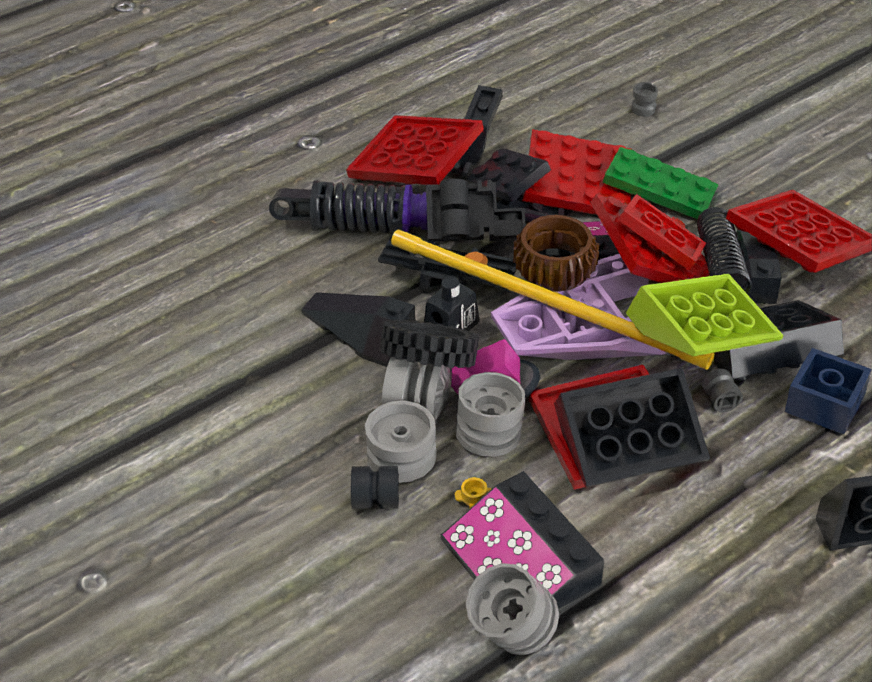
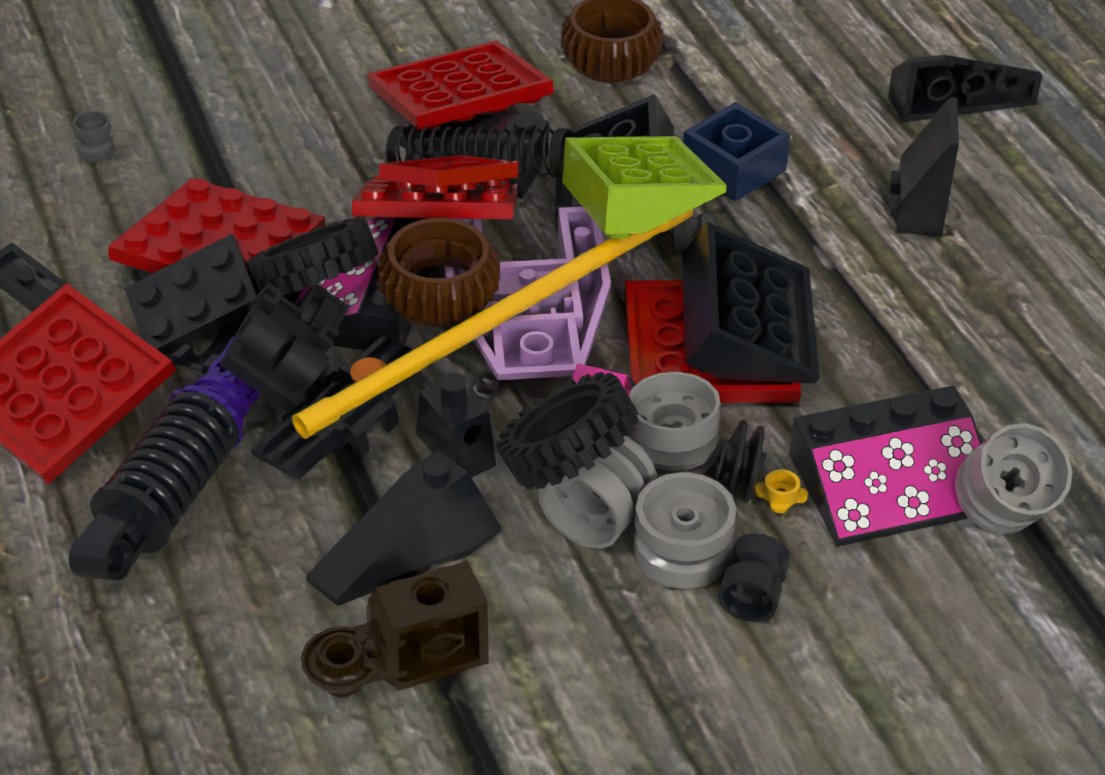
camera: 75 degrees left, 0 degrees up
(268, 337) = (412, 635): none -> dark brown brick
(478, 457) = (741, 459): none -> black piece
(548, 199) = (314, 256): none -> black tyre
(660, 182) = (287, 171): green plate -> none

